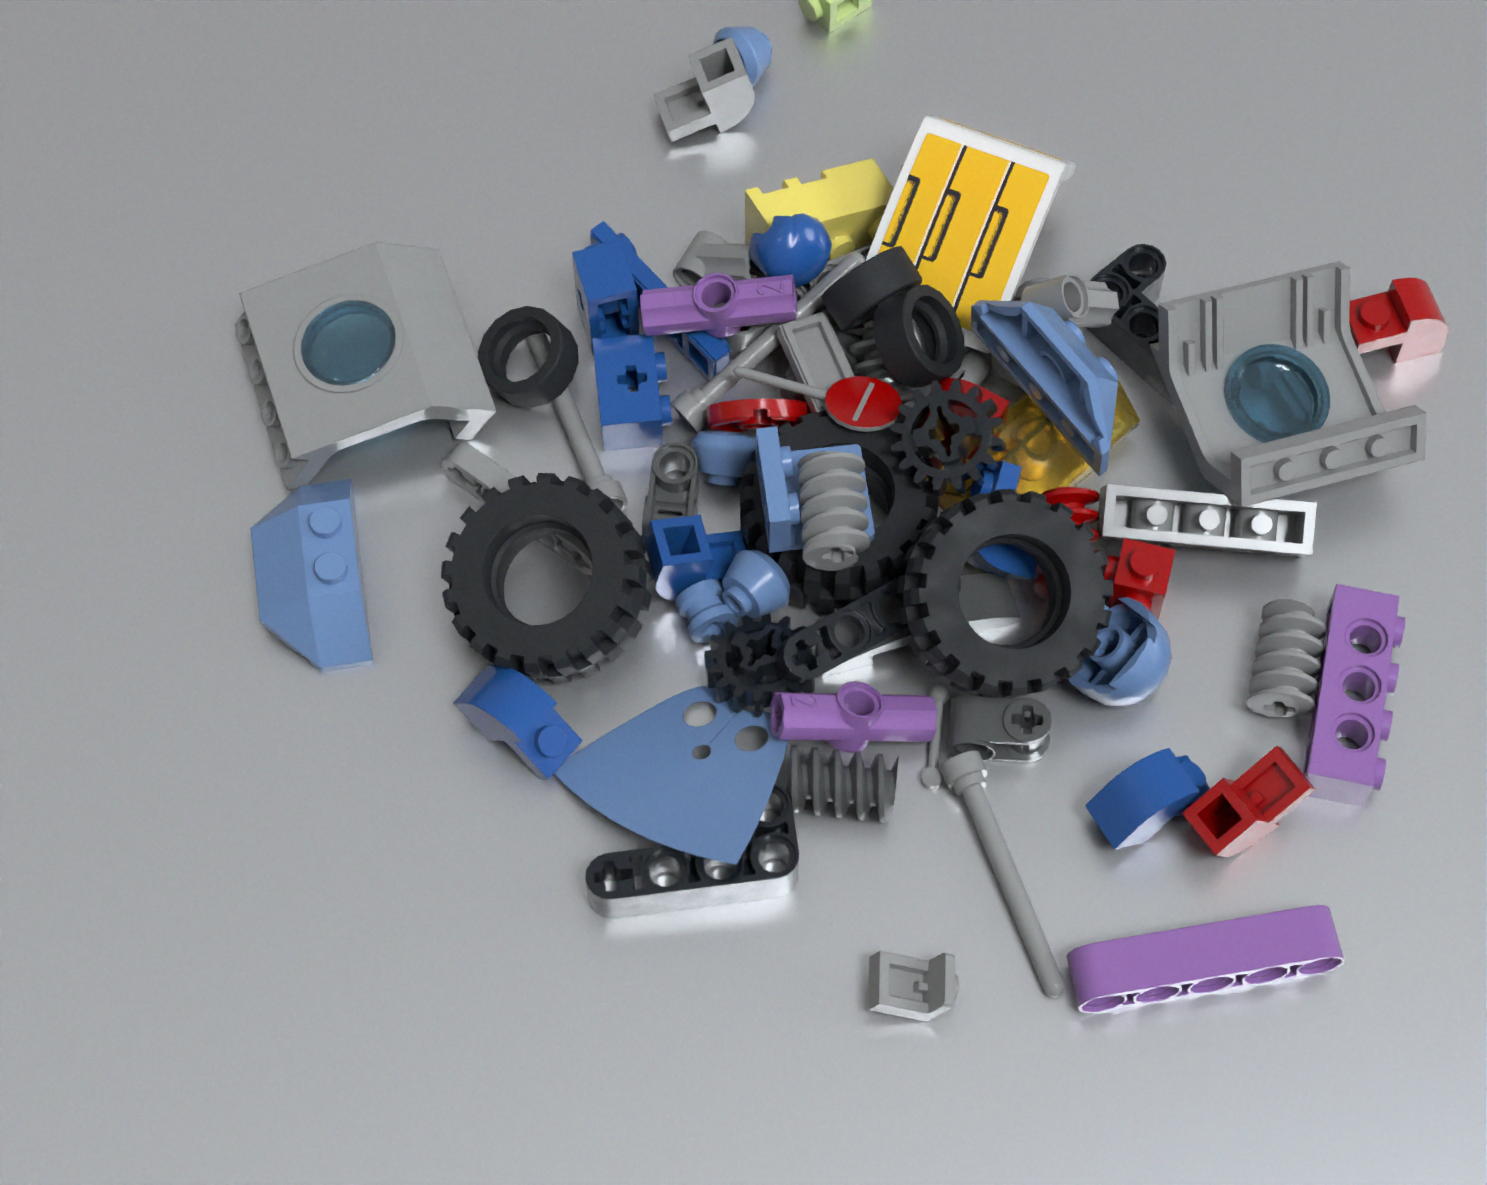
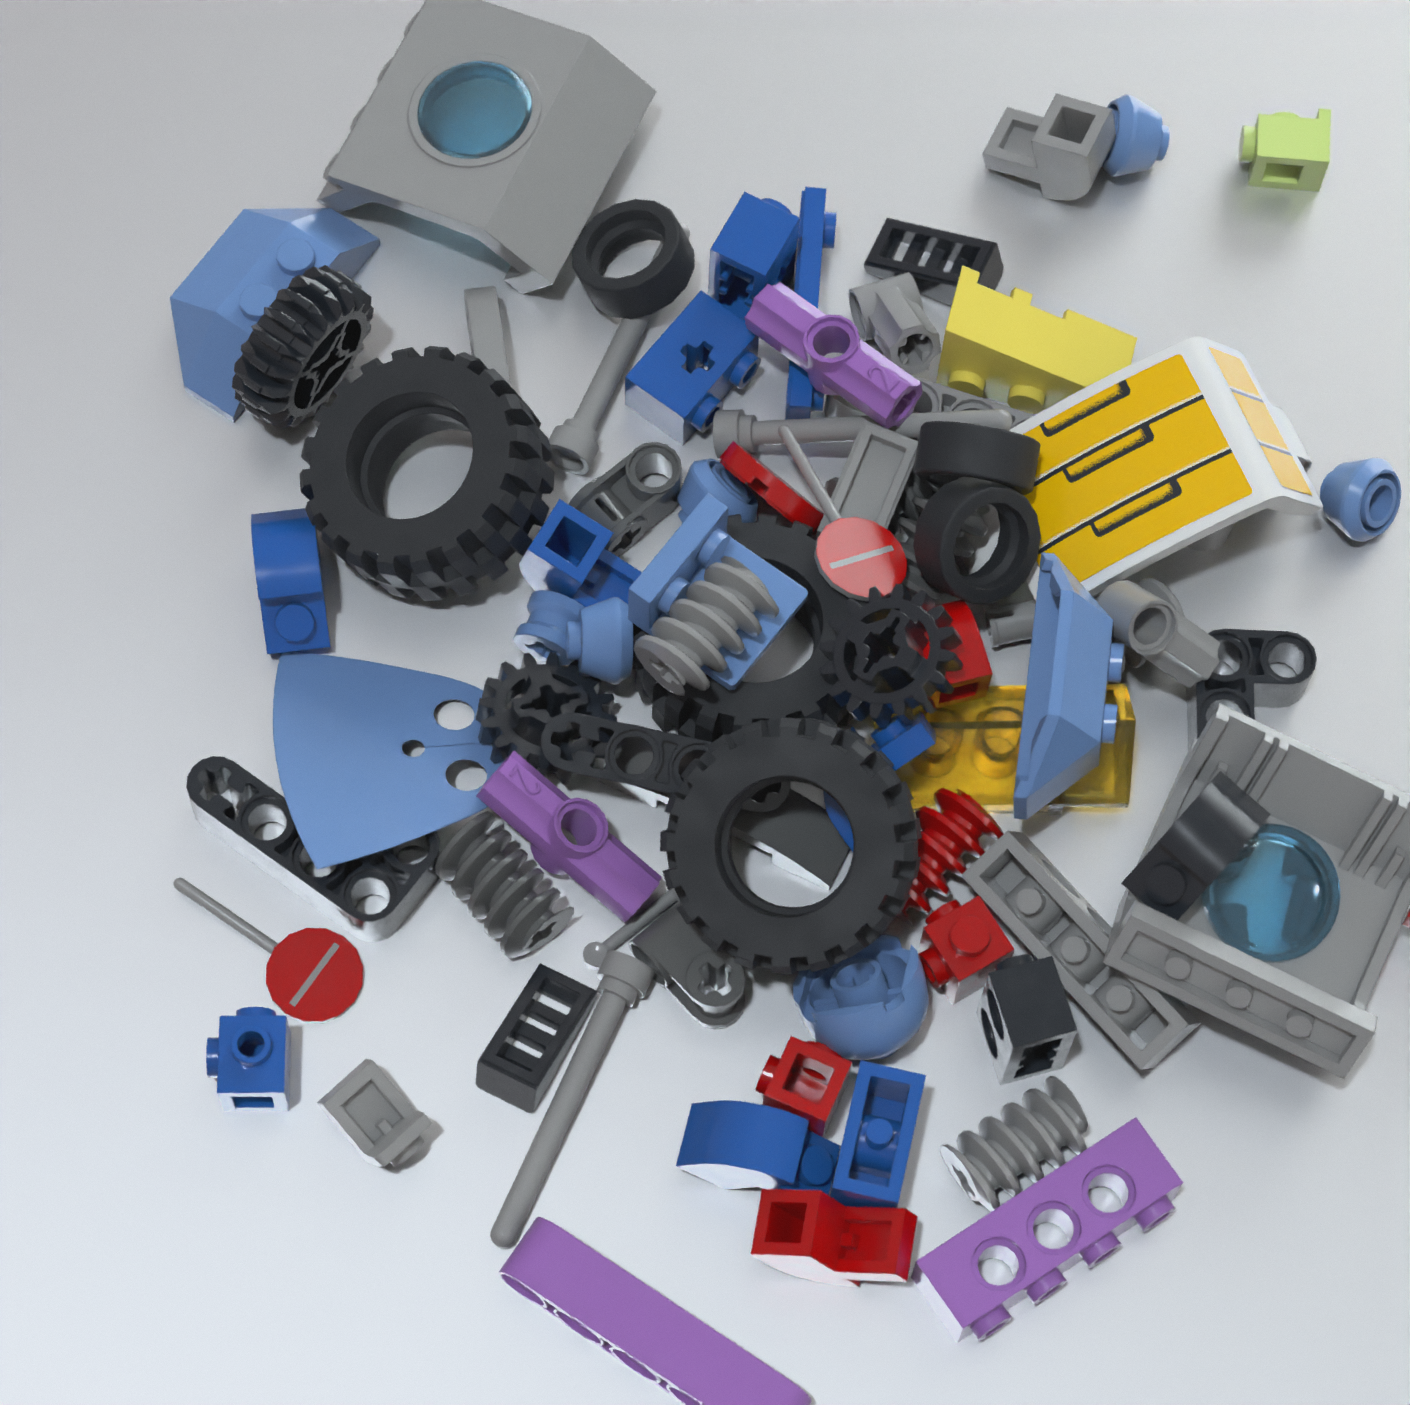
camera: 40 degrees right, 5 degrees up
(388, 570) = (302, 346): none -> black gear
(709, 198) = (944, 247): none -> black slope
(773, 941) = (309, 973): none -> red piece
(793, 247) = (951, 360): blue hair -> none
(803, 1022) = (251, 1060): none -> blue brick
(960, 887) = (516, 1074): none -> black slope
(1084, 144) = (1361, 497): none -> medium blue cone
(1138, 730) = (805, 1082): none -> red brick
(1210, 725) = (877, 1136): none -> blue brick
(1219, 583) = (1025, 1018): none -> black brick
(1231, 390) = (1196, 848): none -> black brick

